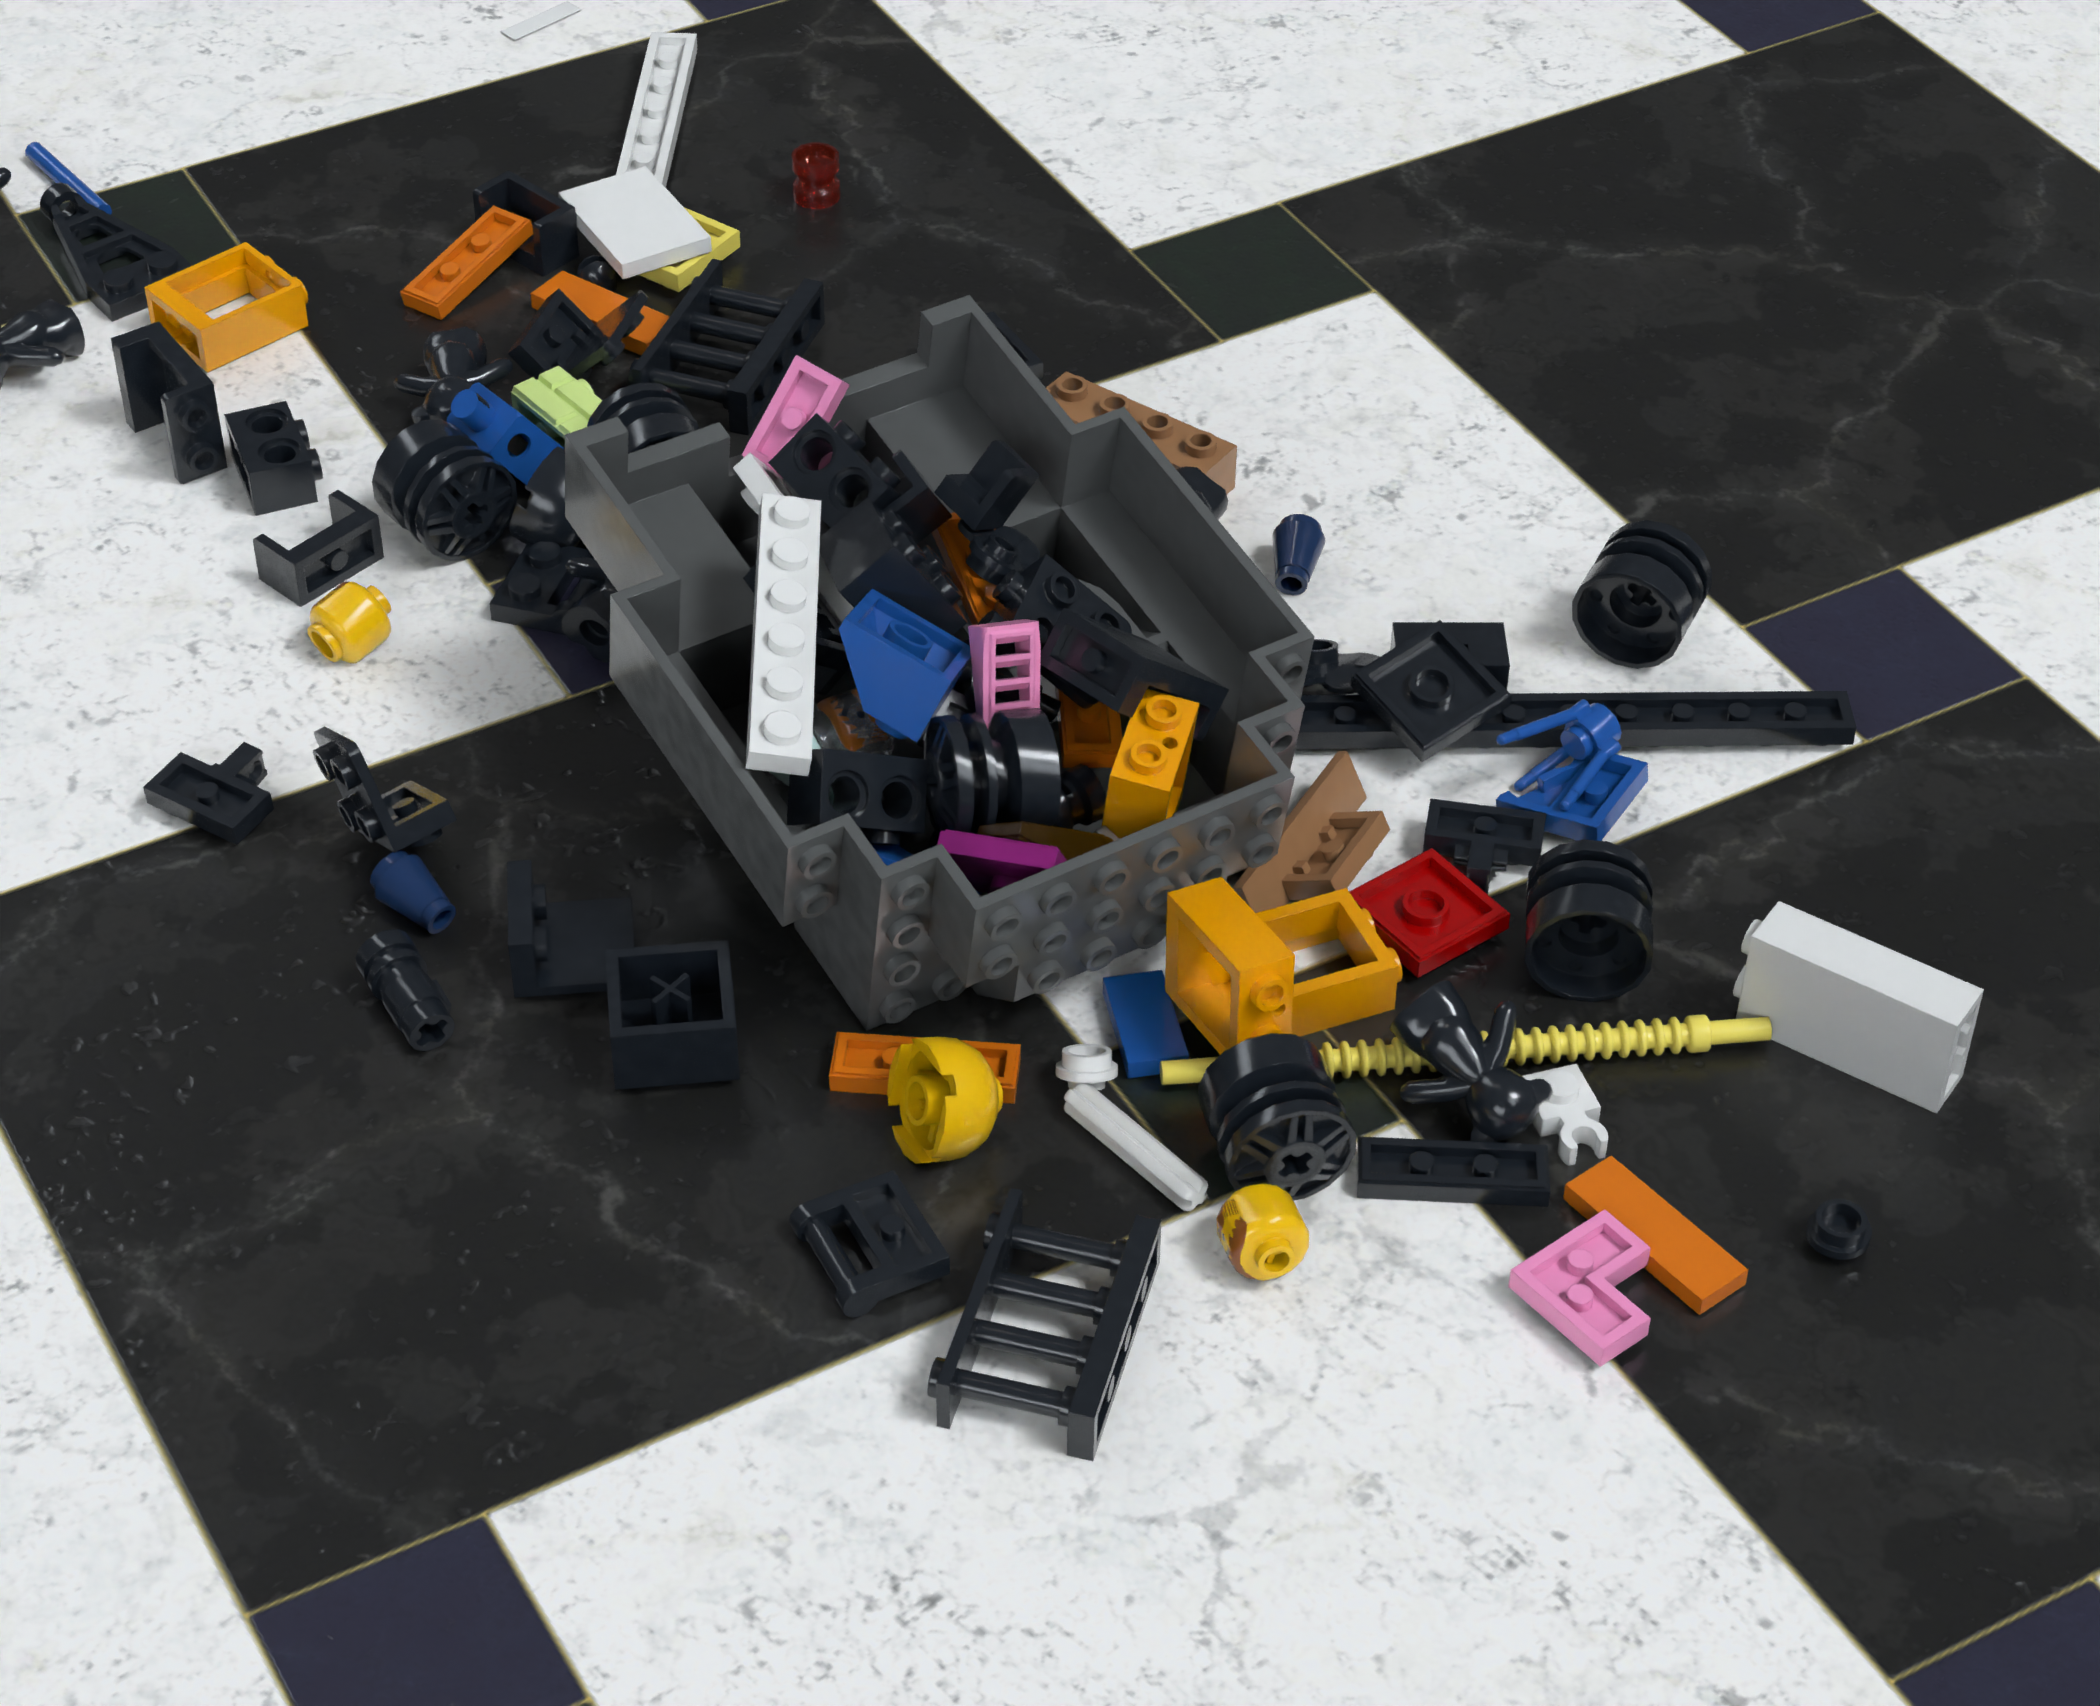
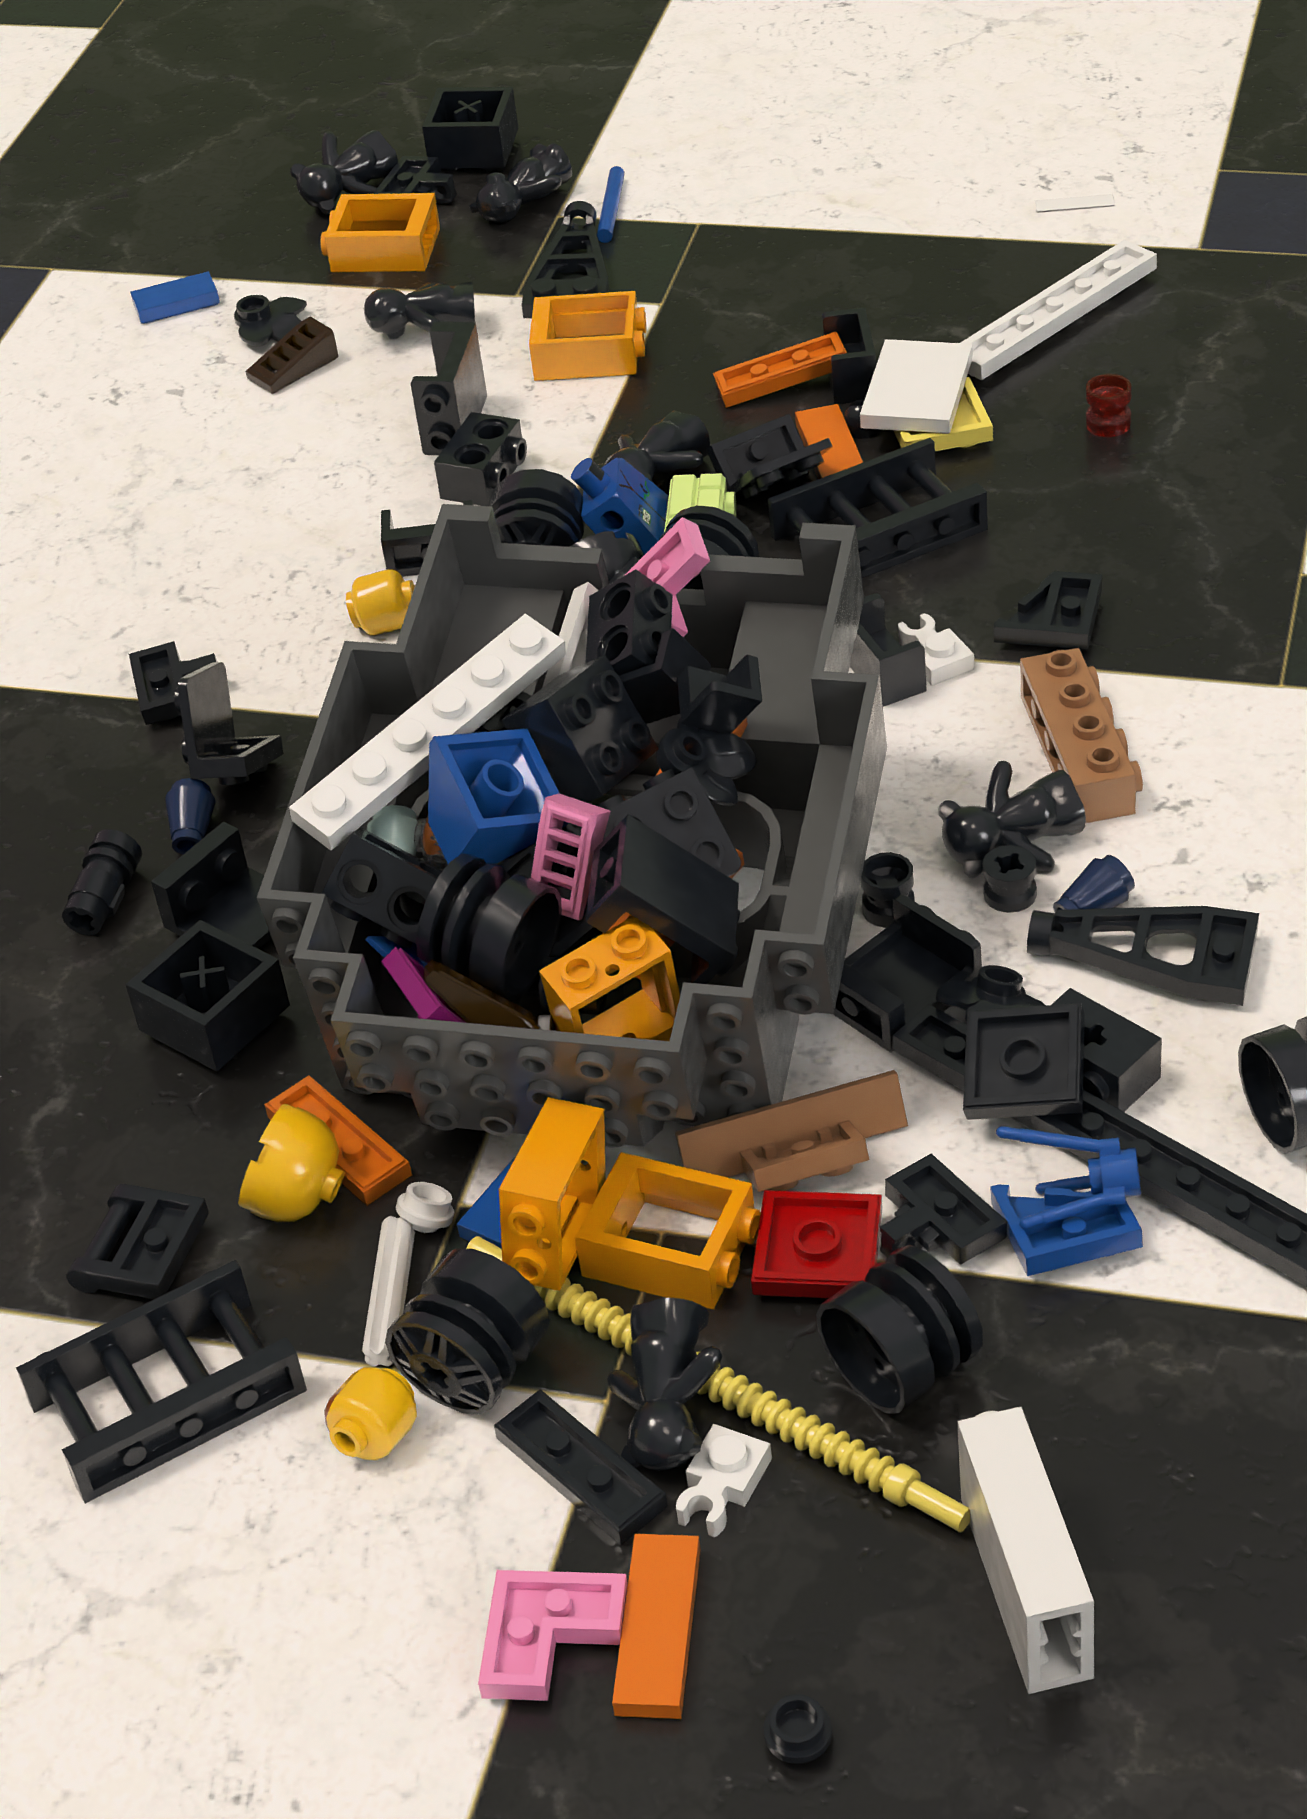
camera: 50 degrees right, 0 degrees up
(1433, 538) = (1219, 960): none -> black plate

